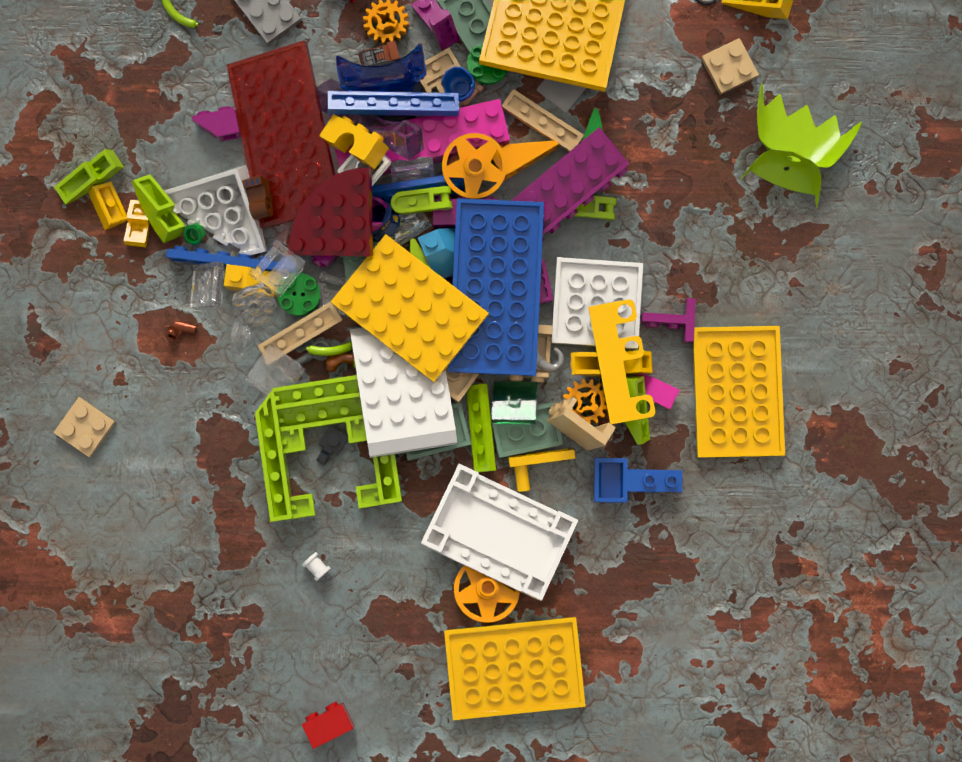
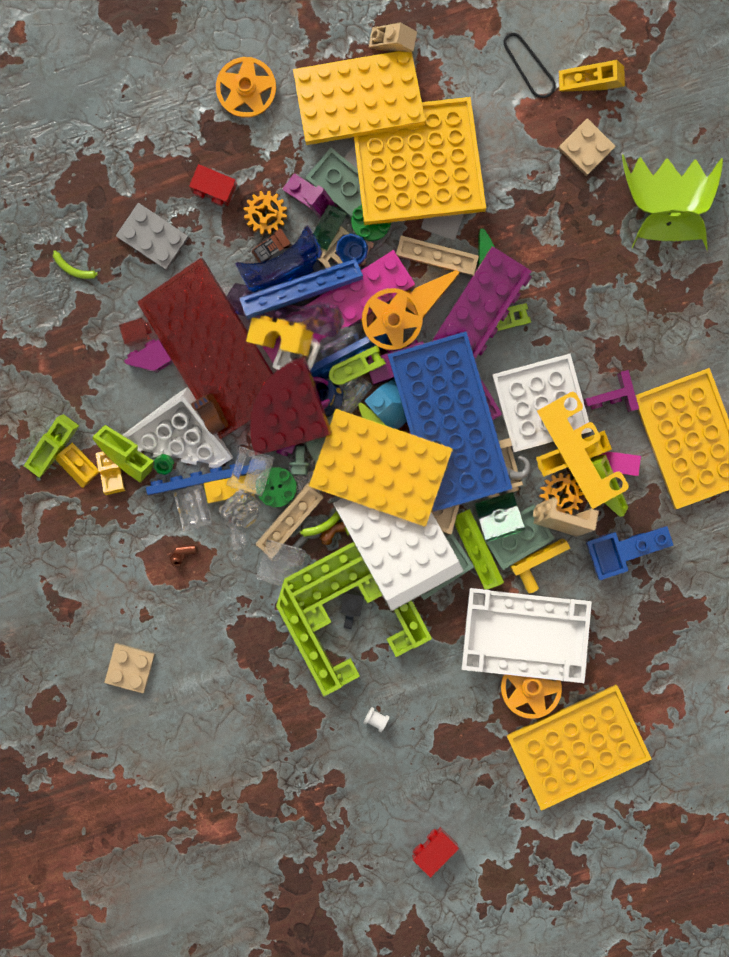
camera: 15 degrees left, 5 degrees up
(214, 93) = (135, 331): none -> clear red brick
(329, 281) = (299, 466): none -> sand green piece
(444, 55) = (329, 226): none -> clear green slope

